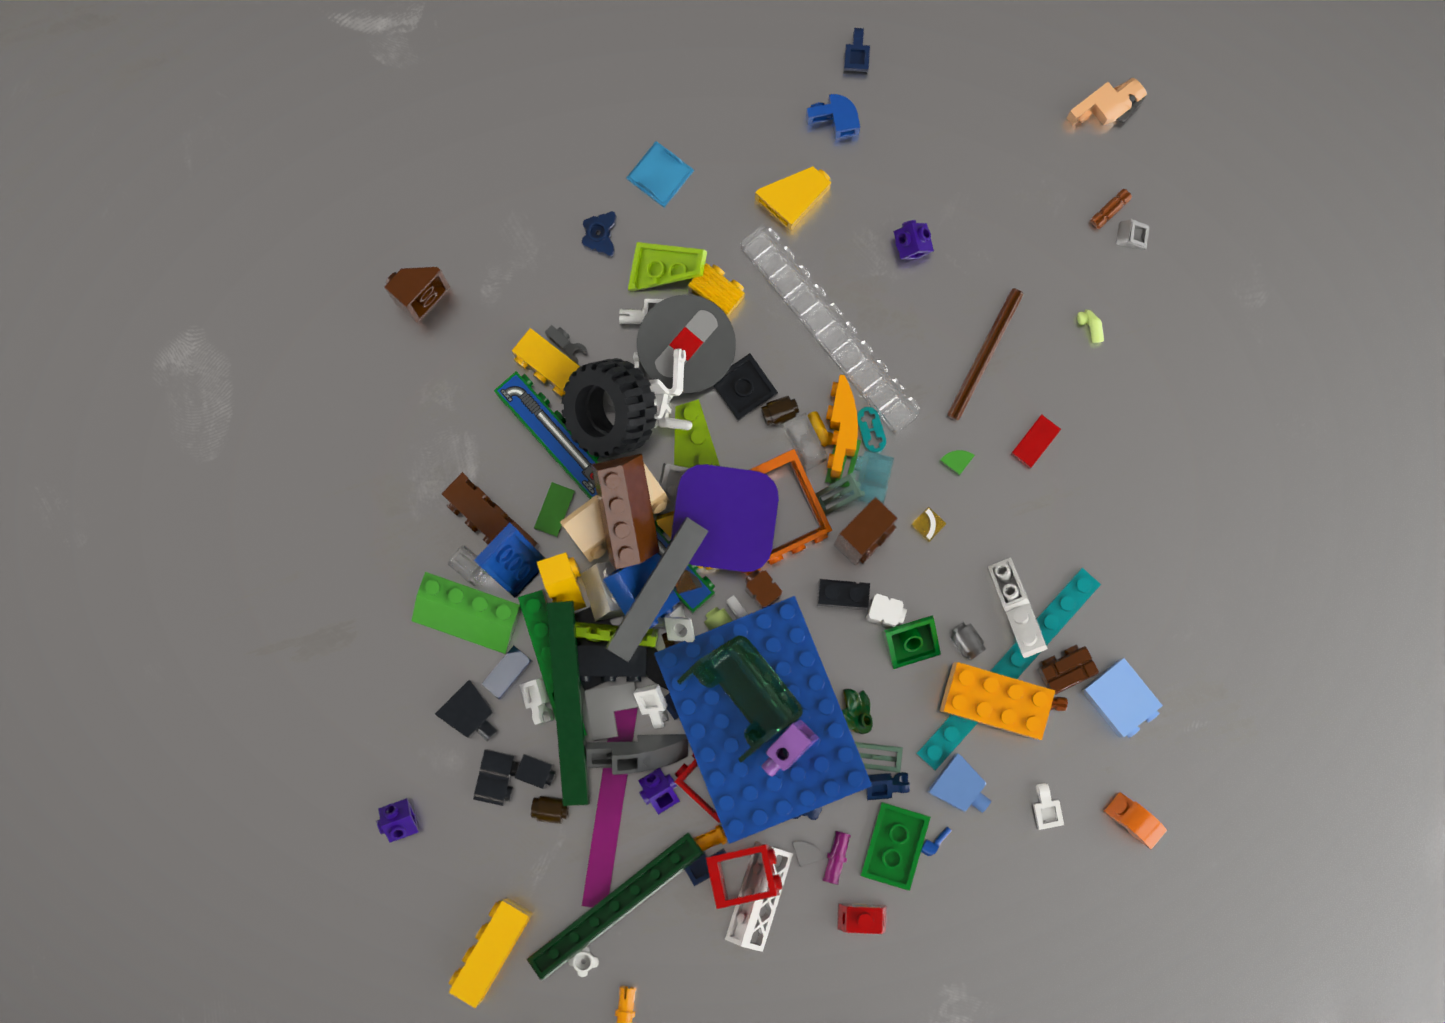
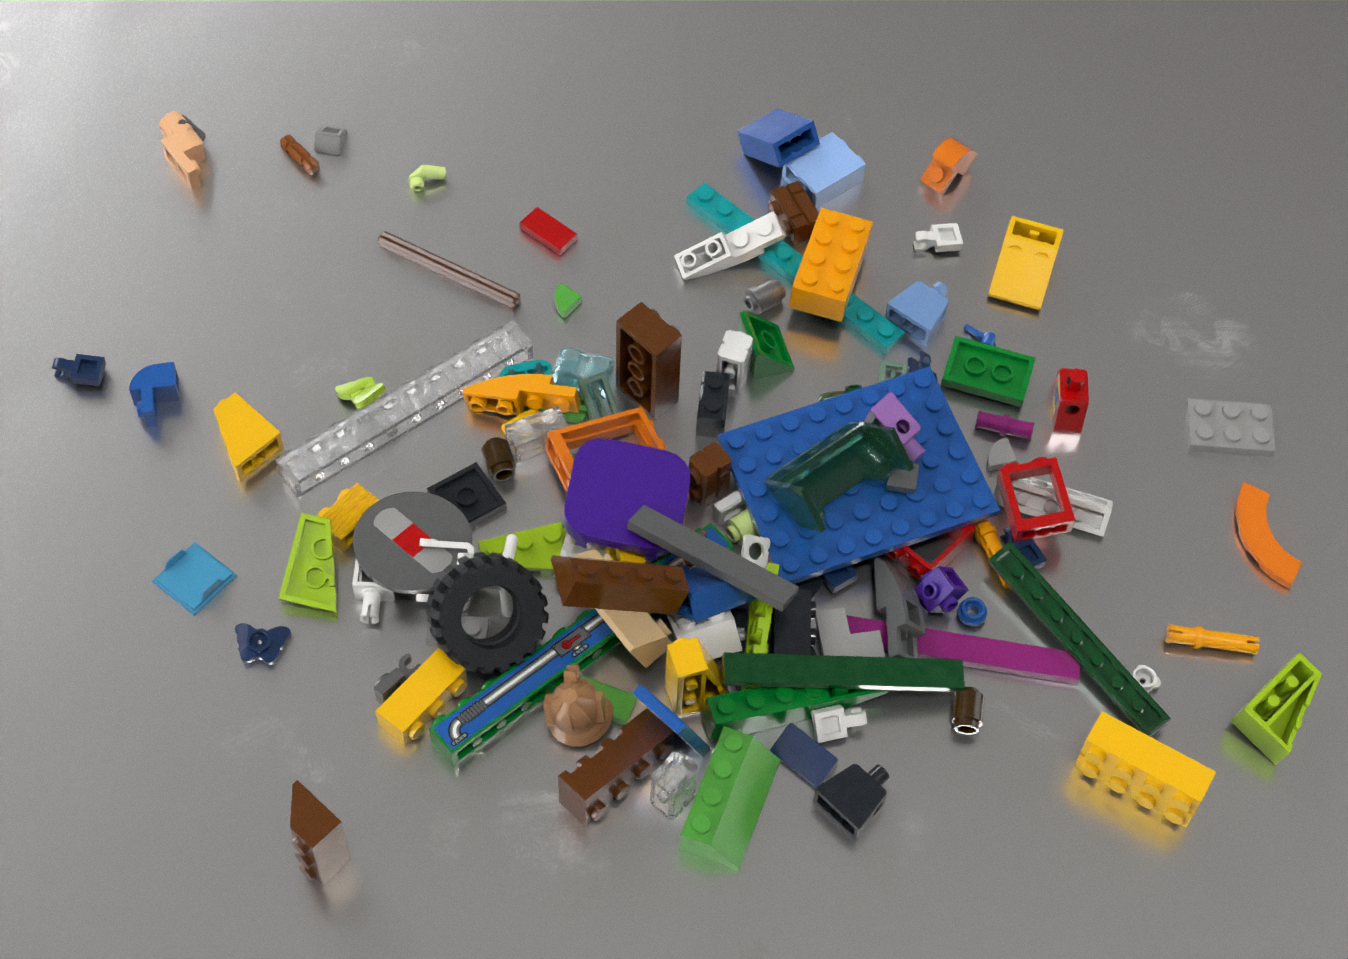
camera: 90 degrees left, 25 degrees down
(397, 820) = (992, 879): dark purple brick -> none
(495, 777) = (933, 769): black brick -> none
(535, 772) = (924, 721): black brick -> none
(537, 487) = (577, 711): none -> medium nougat helmet
(637, 818) = (972, 604): none -> blue plate
(652, 702) = (839, 593): white plate -> none
(753, 762) = (903, 480): none -> dark grey tile
(843, 289) = (361, 392): none -> lime animal
(913, 240) = (315, 332): dark purple brick -> none
(1016, 888) = (1025, 262): none -> yellow slope
(1150, 653) = (778, 137): none -> blue brick

